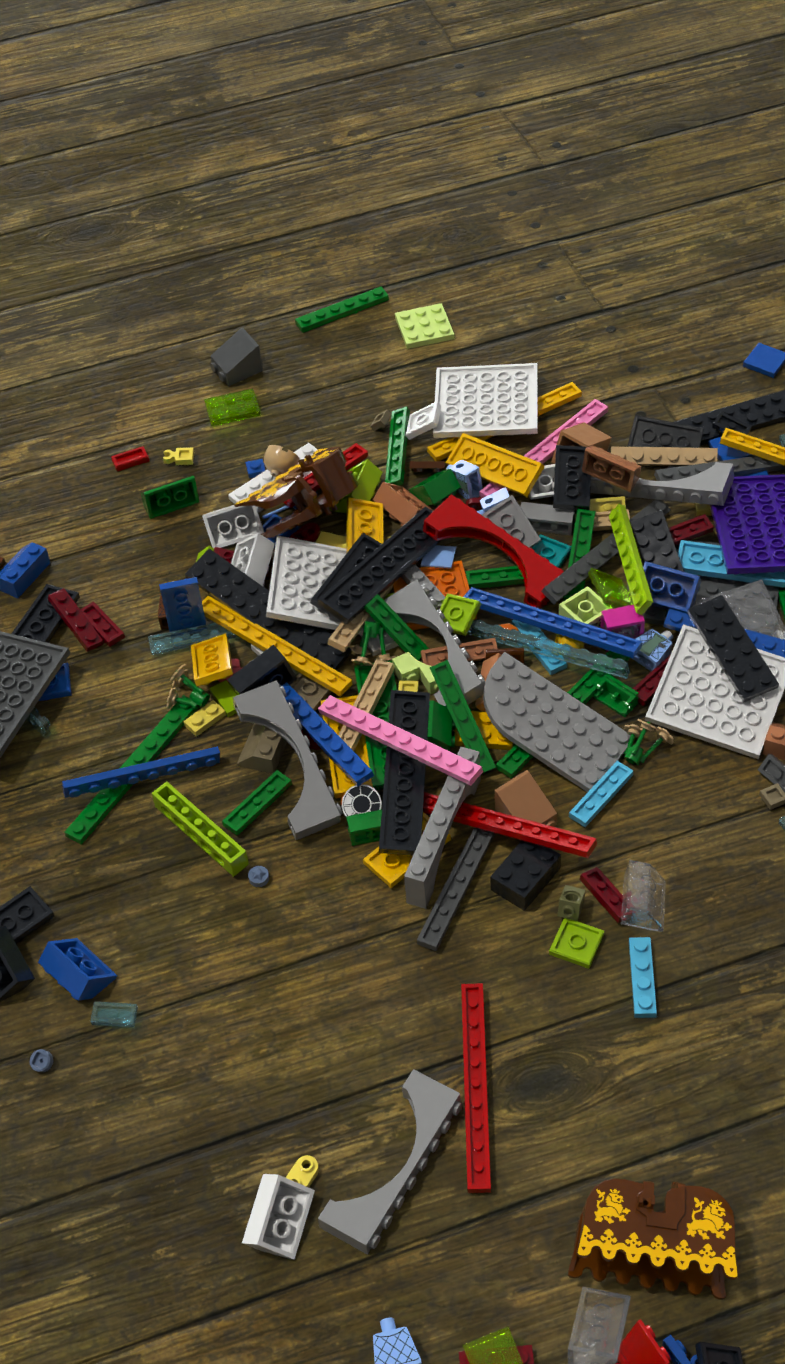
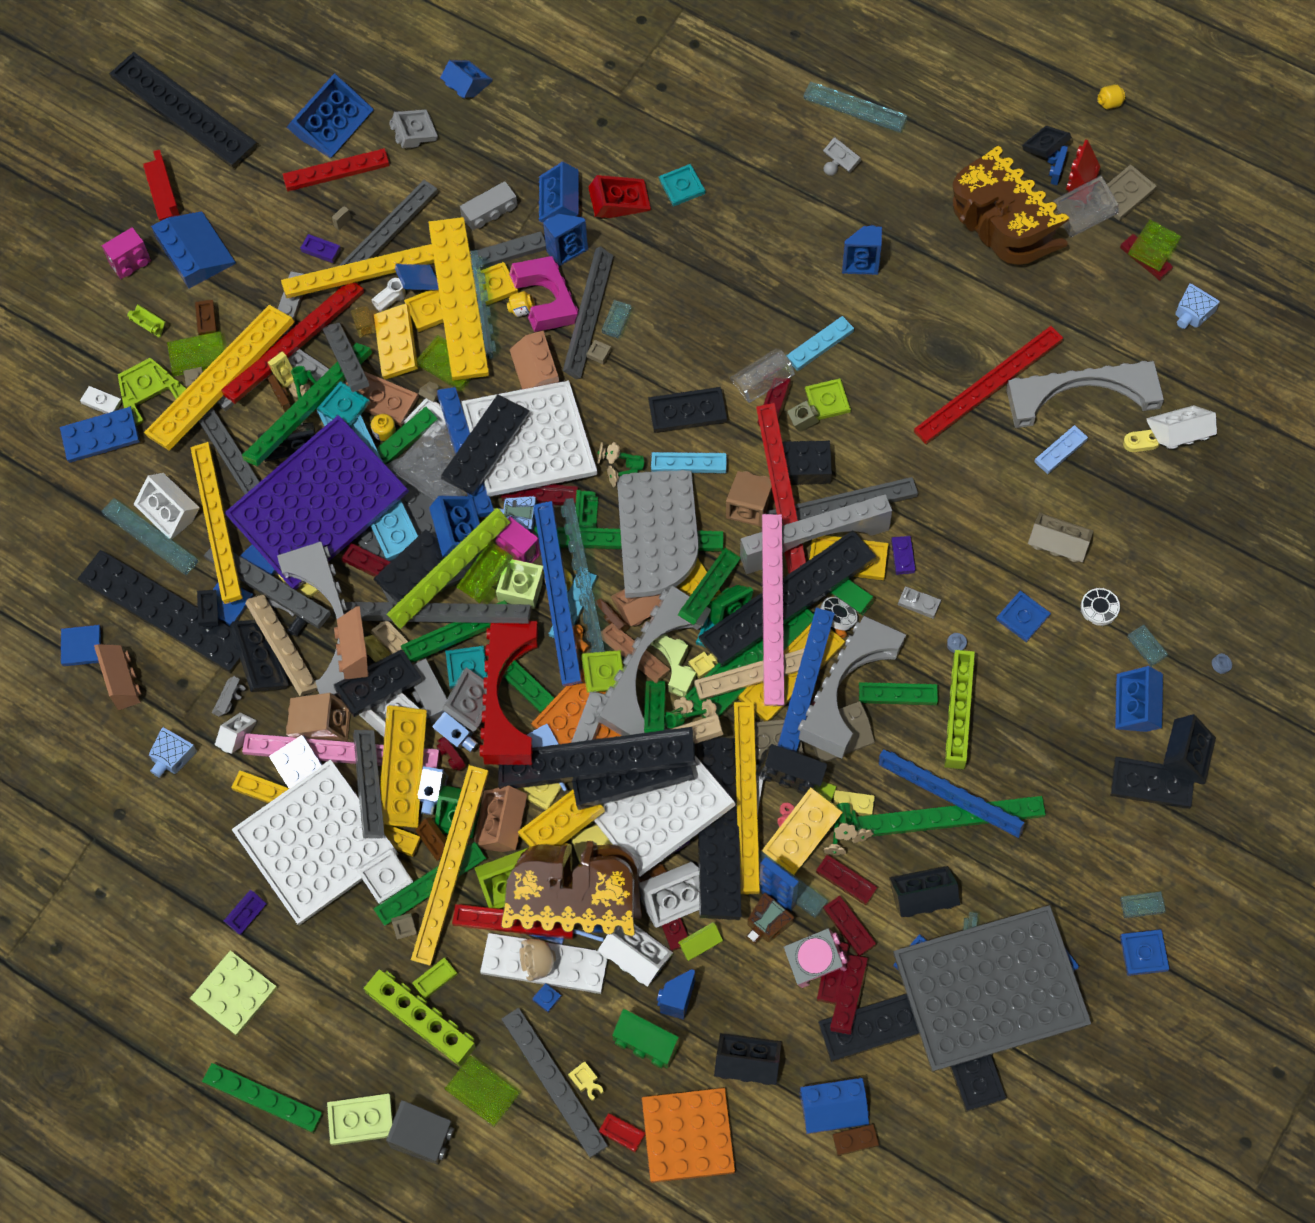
camera: 130 degrees left, 15 degrees up
(90, 489) = (688, 1135): none -> orange plate
(95, 713) = (925, 891): none -> black slope
(99, 543) = (747, 1059): none -> black slope
(116, 612) = (815, 956): none -> panel
(120, 654) = (849, 926): none -> dark red plate
(151, 673) = (846, 880): none -> dark red plate
(176, 522) = (676, 995): none -> blue slope
(183, 1008) = (1100, 606): none -> tile
(200, 443) = (554, 1083): none -> dark grey plate
(233, 943) = (1023, 616): none -> blue tile
(272, 1024) = (1060, 537): none -> dark tan slope
(279, 342) = (359, 1119): none -> yellowish green plate
(310, 397) = (457, 1053): none -> lime brick
(319, 875) = (919, 602): none -> light grey plate
(330, 421) = (434, 978): none -> lime tile
(354, 1094) = (1061, 449): none -> light blue plate
(372, 894) = (903, 555): none -> dark purple plate
(396, 454) = (450, 865): none -> yellow plate
(473, 350) = (244, 912): none -> dark purple plate
(479, 429) = (368, 784): none -> dark grey plate
(556, 420) = (295, 761): none -> plate
(616, 402) = (232, 732): none -> white slope
(632, 365) = (170, 753): none -> light blue torso
(644, 407) = (229, 691): none -> light grey plate
(656, 825) = (687, 409): none -> black plate
(706, 1064) = (863, 251): none -> blue slope
(718, 358) = (118, 675): none -> nougat slope

